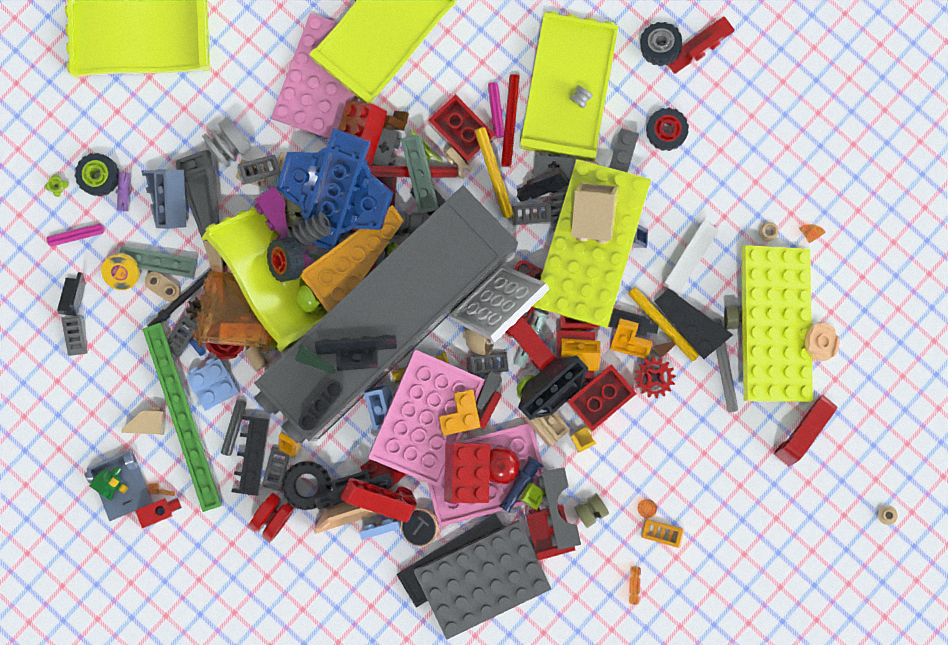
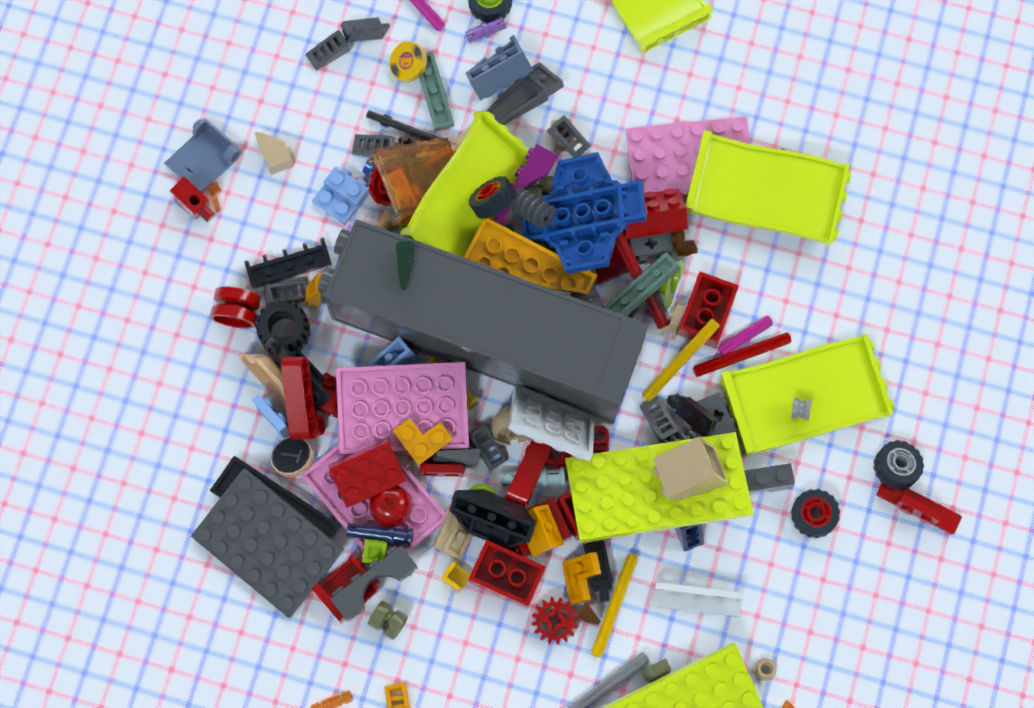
camera: 65 degrees right, 10 degrees down
(107, 483) = (199, 143): green piece -> none
(162, 286) = (413, 106): tan plate -> none
(182, 417) = (294, 182): bright green plate -> none
(226, 142) = (578, 96): light grey wheel -> none
(233, 427) = (307, 234): dark grey axle -> none
(307, 300) = (462, 239): lime hair -> none
(311, 408) = (371, 296): black beam -> none
(356, 352) = (432, 299): black bracket -> none
(647, 508) = (416, 678): clear orange tile -> none
(697, 328) = (627, 640): black wing -> none

